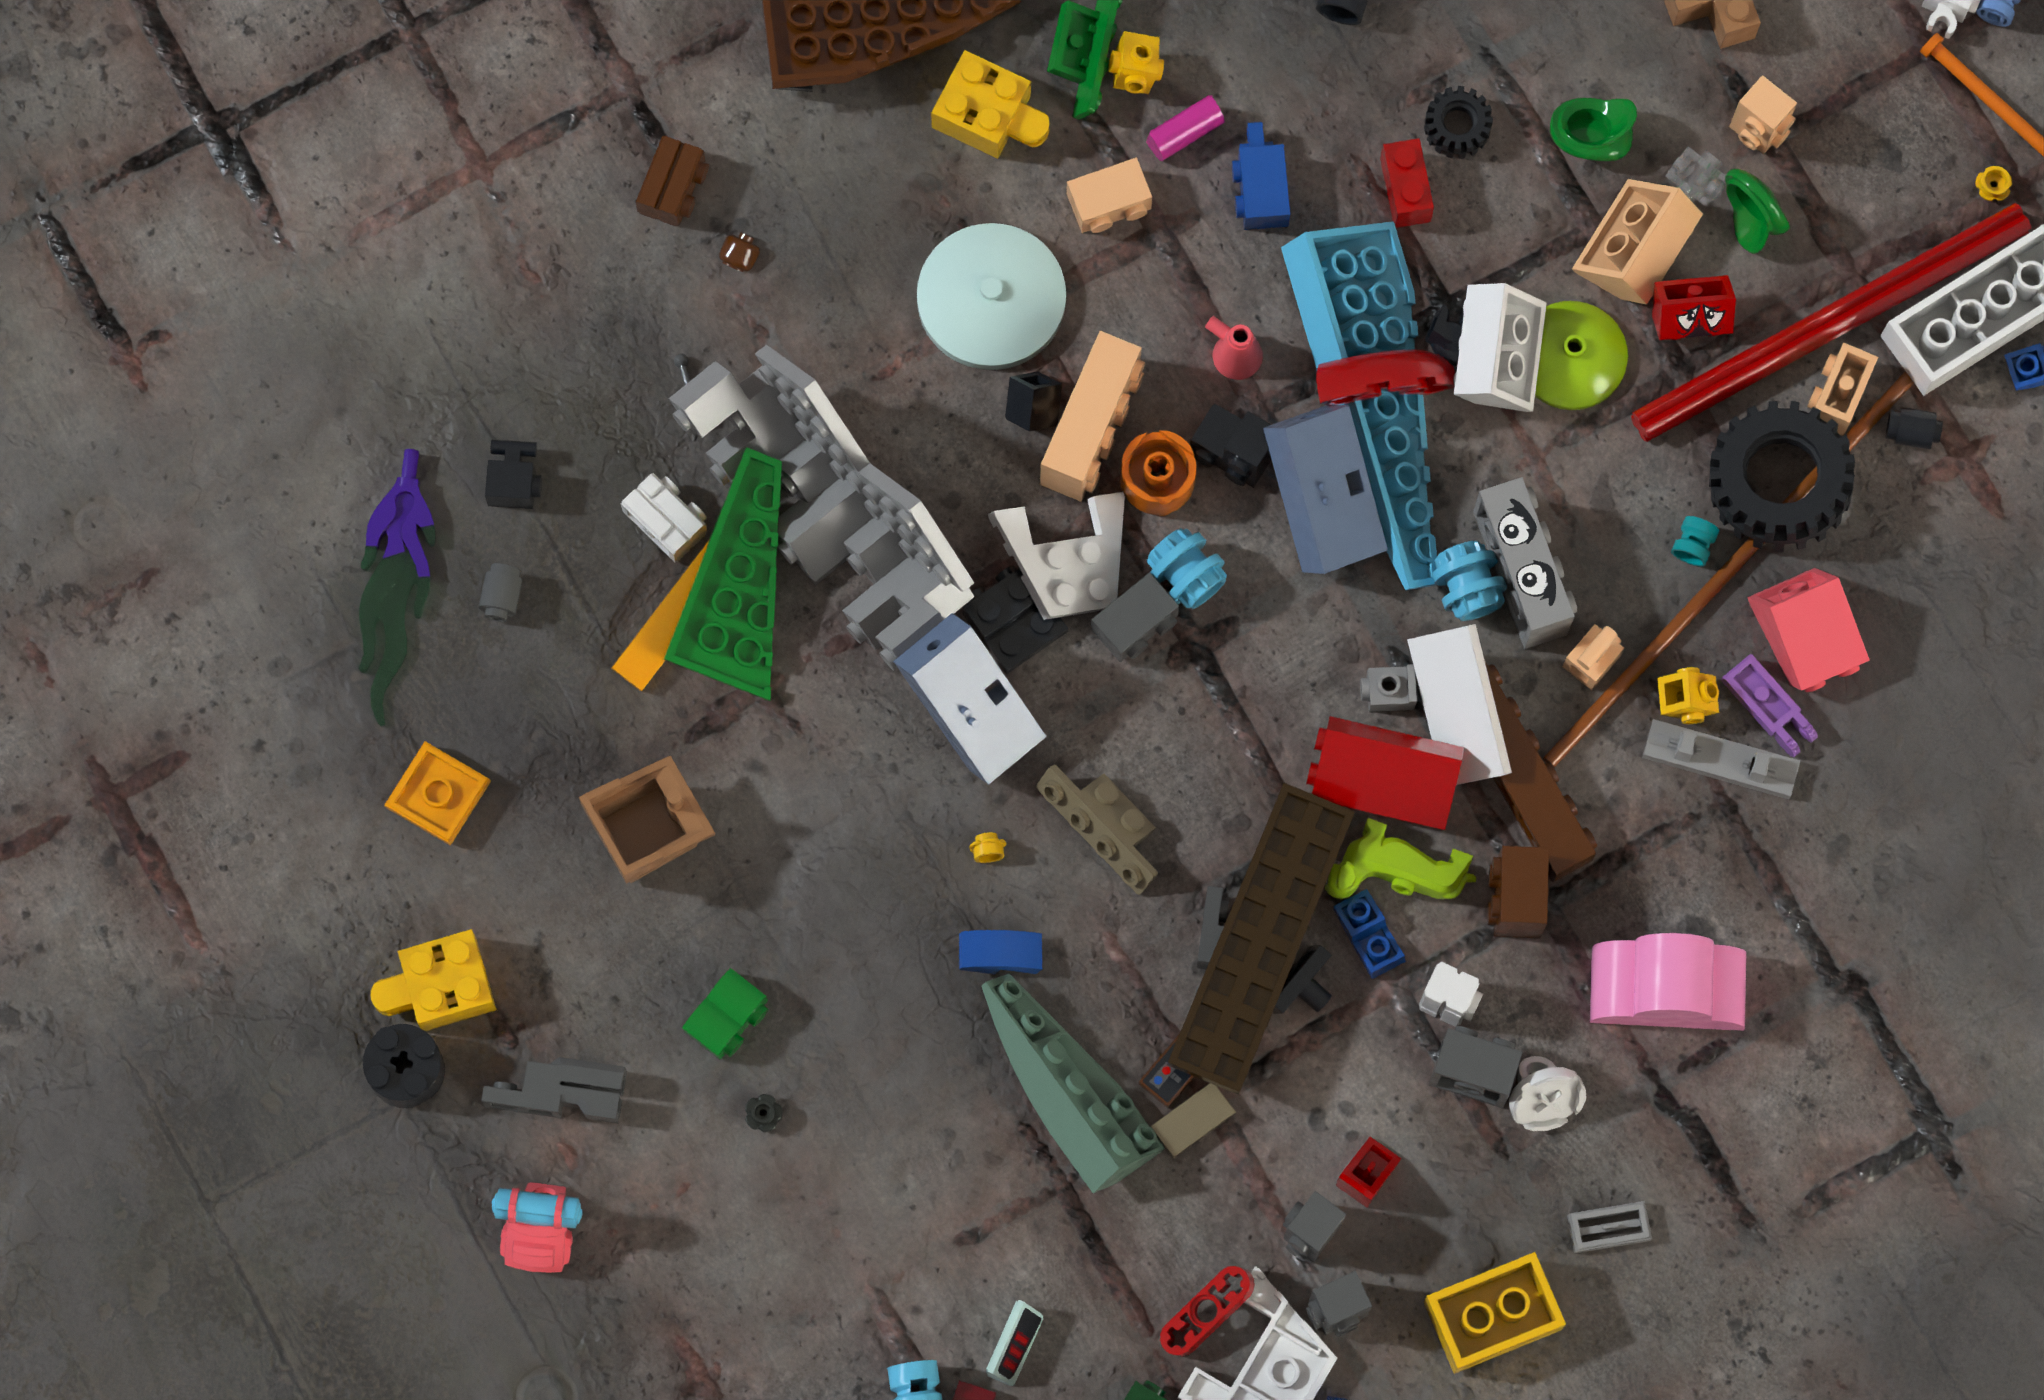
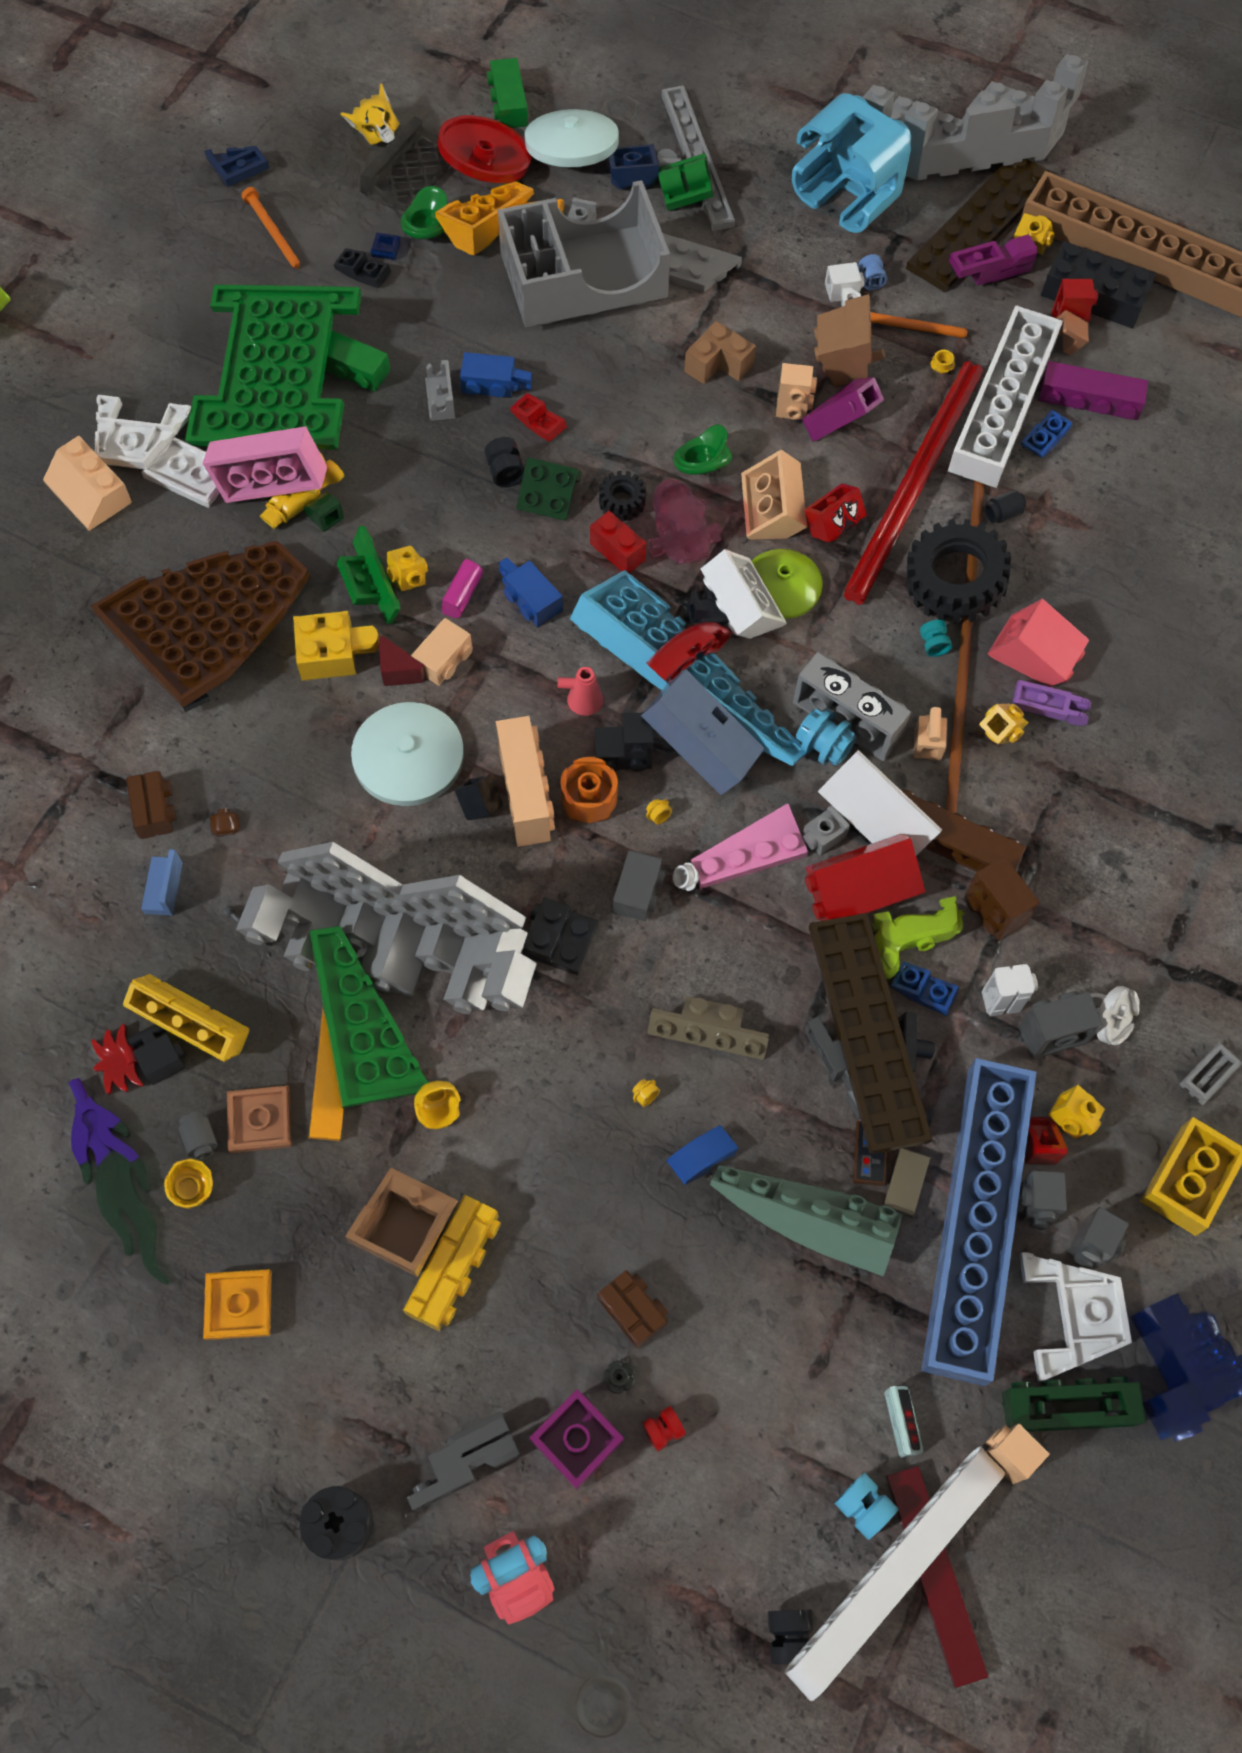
camera: 35 degrees left, 10 degrees down
(437, 978) = (320, 1441): yellow brick -> none
(462, 638) = (188, 1183): none -> yellow hair
(467, 455) = (117, 1060): none -> red piece
(564, 456) = (186, 1017): none -> yellow brick
(573, 614) = (259, 1119): none -> nougat tile
(629, 284) = (162, 884): none -> medium blue panel
(665, 516) = (282, 1014): white brick -> none
(672, 892) = (452, 1262): none -> yellow brick
(679, 1142) = (576, 1439): none -> magenta brick
(726, 1014) = (546, 1323): green brick -> none
(762, 719) = (437, 1104): none -> yellow hair
(772, 1190) = (658, 1433): none -> red wheel
(820, 1056) = (632, 1308): none -> reddish brown brick
(970, 698) = (570, 997): brick -> none
(1046, 181) = (398, 666): none -> dark red slope
(1071, 573) = (575, 885): white wing -> none
(1187, 568) = (649, 834): medium azure piece -> none
(1197, 641) = (685, 876): none -> white plate
(1220, 1283) = (1026, 1283): red beam -> none
(1223, 543) = (658, 811): none -> yellow plate
(1236, 1203) = (979, 1224): none -> medium blue brick
(1300, 657) = (755, 848): none -> bright pink wing
(1377, 55) = (547, 488): none -> dark green bracket
(1423, 1169) = (1077, 1112): none -> yellow brick
(1498, 206) = (681, 524): none -> clear pink helmet
(1668, 982) = (1124, 899): bright pink brick -> none
(1698, 176) = (782, 436): clear brick -> none
(1721, 759) = (1046, 751): light grey hinge -> none
(1754, 210) = (828, 442): green piece -> none
(1815, 171) = (843, 407): none -> magenta slope
(1844, 386) = (951, 500): light nougat brick -> none
(1874, 91) = (846, 341): none -> medium nougat piece

